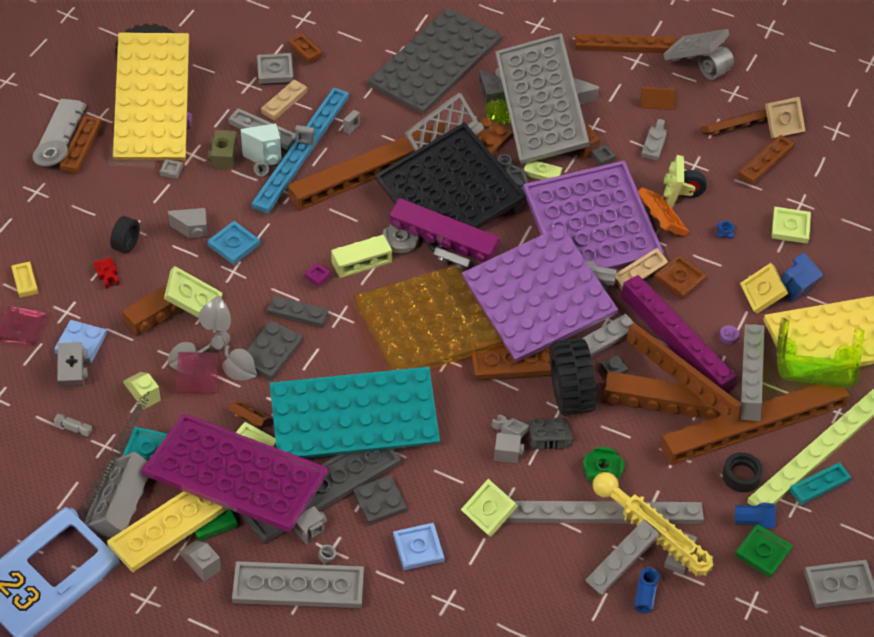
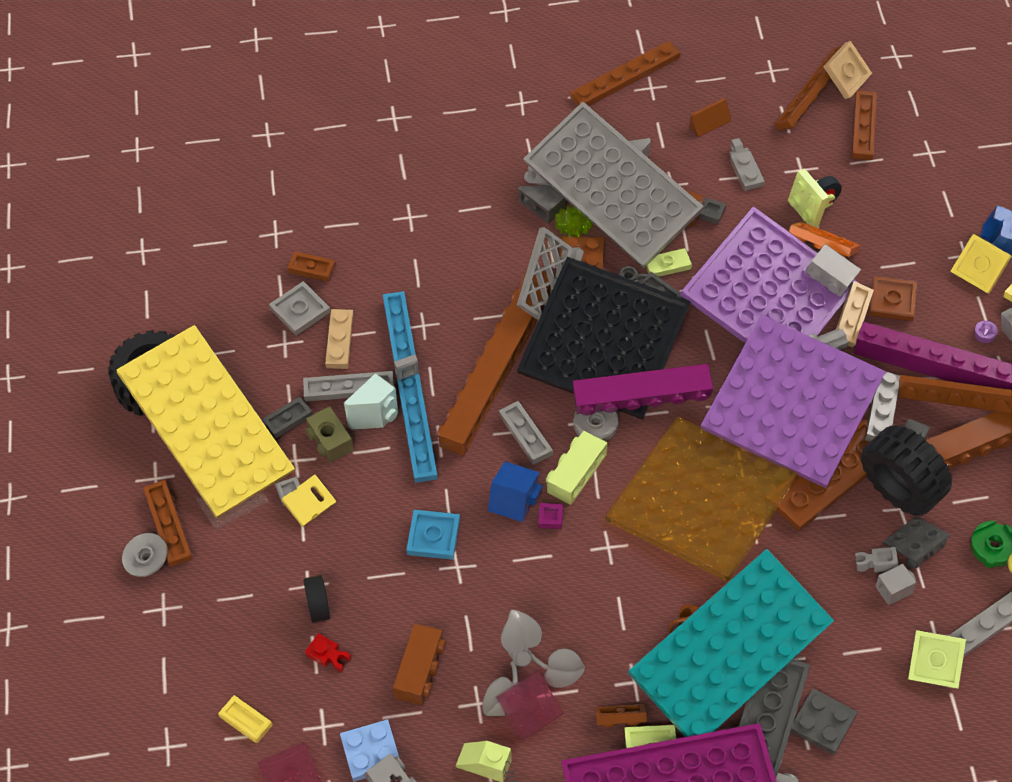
camera: 30 degrees left, 5 degrees up
(64, 121) = (121, 509): light grey windscreen -> none
(171, 180) = (303, 502): none -> light yellow piece
(188, 291) = (453, 622): yellowish green plate -> none
(189, 222) = (368, 540): light grey slope -> none
(206, 125) = (287, 417): none -> dark grey plate
(264, 166) = (387, 428): light grey hinge -> none
(273, 349) = (577, 626): dark grey plate -> none
(298, 312) = (565, 569): dark grey plate -> none
(305, 244) = (514, 491): none -> blue plate
(348, 218) = (525, 432): none -> light grey plate
(351, 122) = (435, 321): light grey tile -> none
(418, 546) = (903, 745): light blue plate -> none
(435, 61) = (455, 203): dark grey plate -> none
(445, 257) = (679, 414): piece -> none
(646, 231) = (832, 270): none -> brick
(696, 44) = (706, 38): light grey plate -> none
(717, 63) = (734, 47): light grey piece -> none
(725, 229) = (890, 222): blue plate -> none
(791, 225) = (944, 181): yellowish green plate -> none

